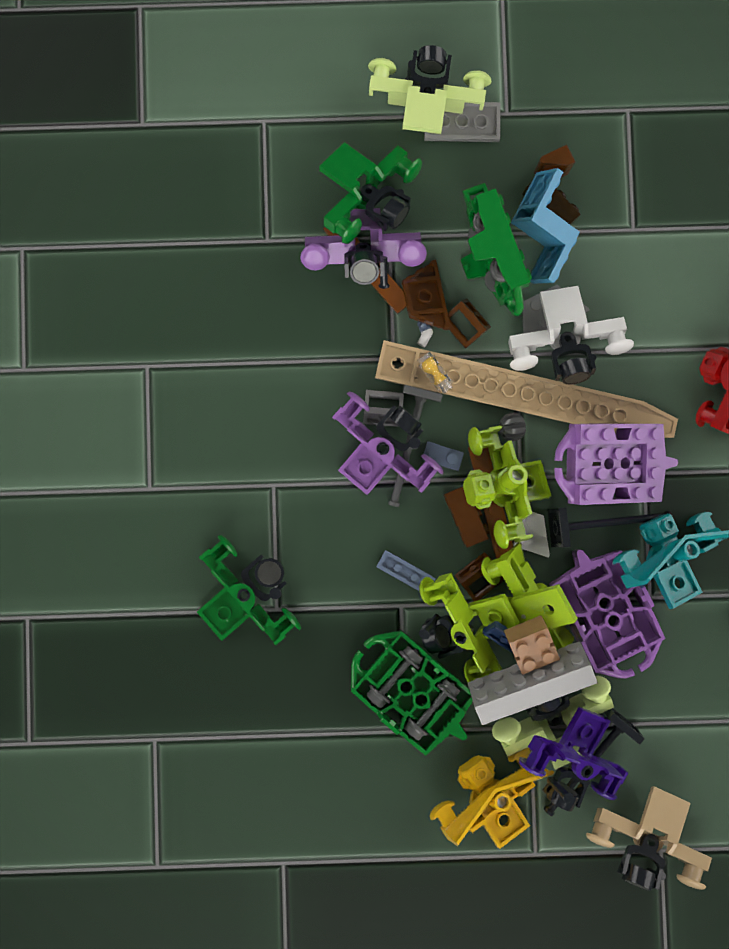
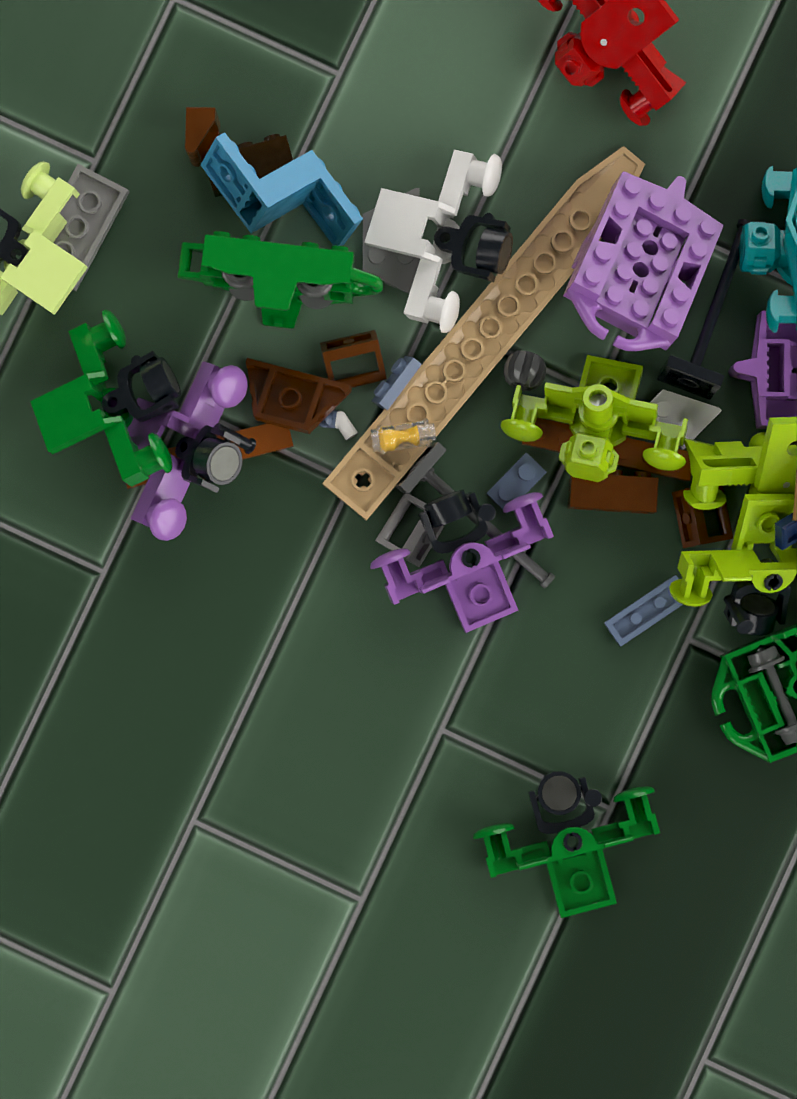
camera: 60 degrees left, 0 degrees up
(459, 352) = (389, 390): none -> sand blue plate

